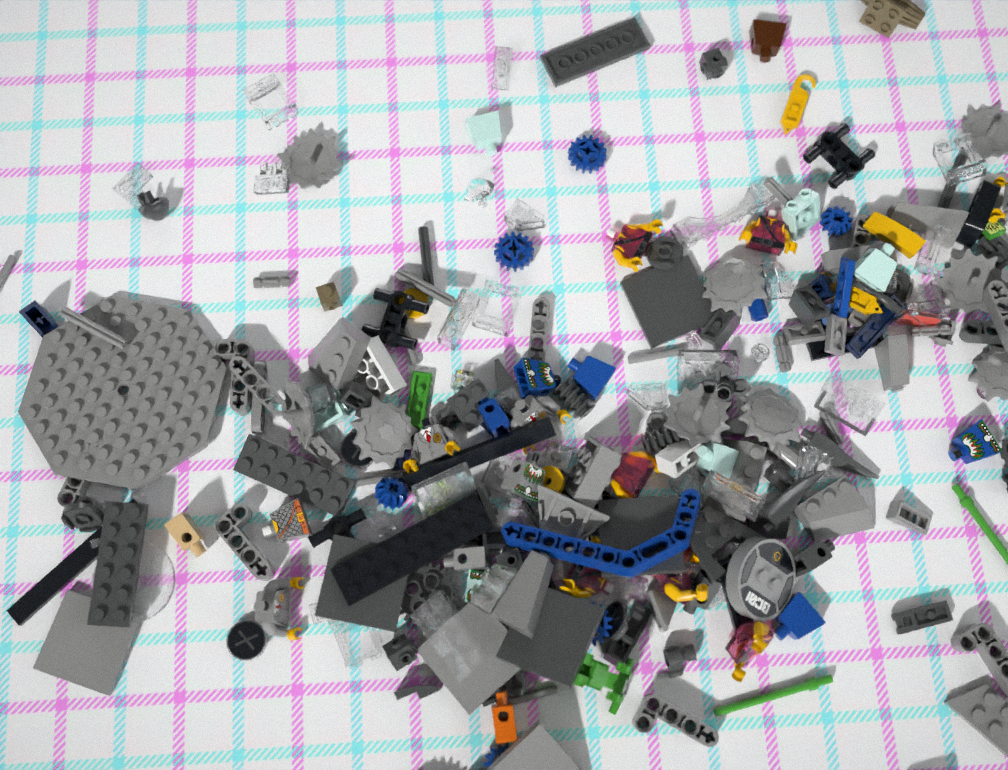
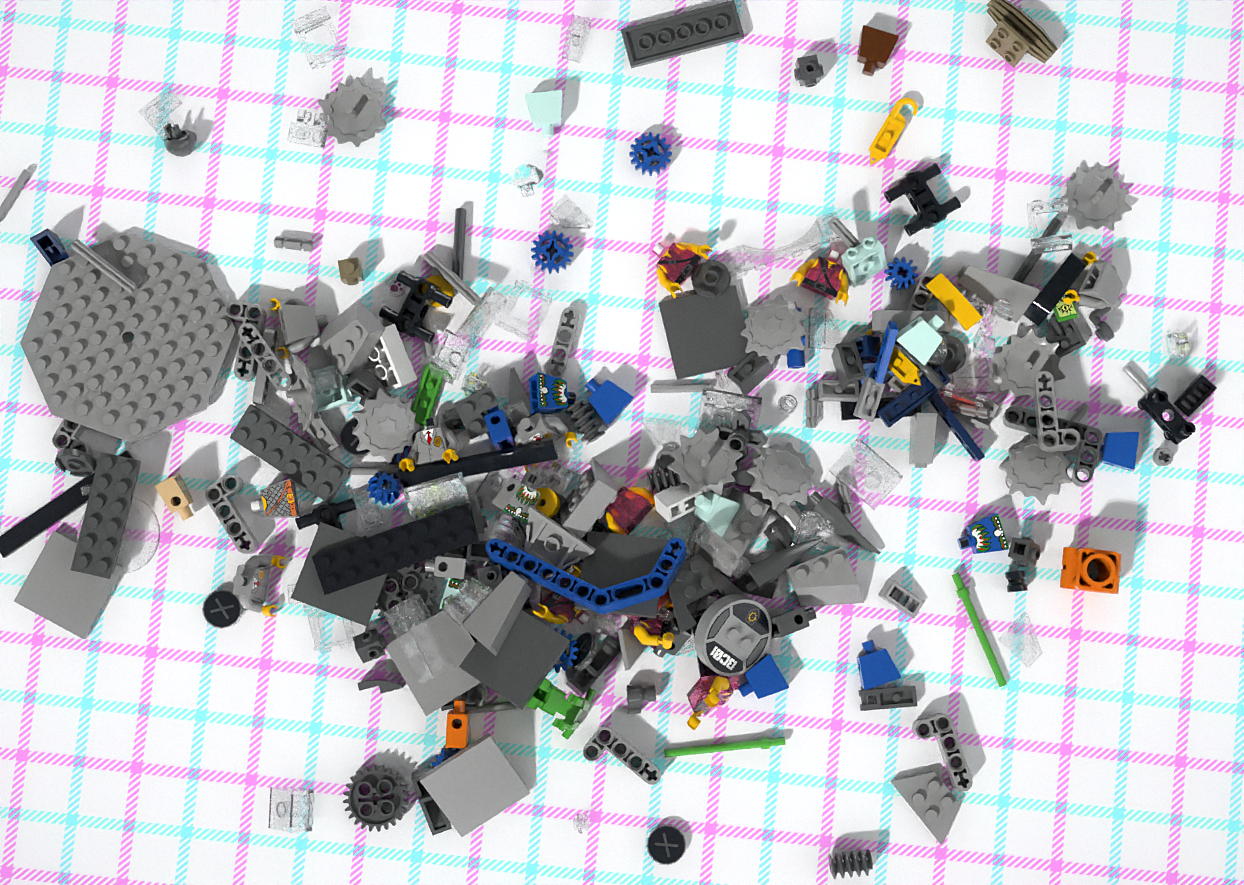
camera: 10 degrees right, 10 degrees up
(286, 352) = (298, 324): none -> light grey torso
(372, 306) = (395, 288): none -> clear tile
(434, 359) = (449, 357): none -> clear slope
(903, 588) = (875, 666): none -> blue torso
(922, 349) = (956, 427): none -> dark blue tile

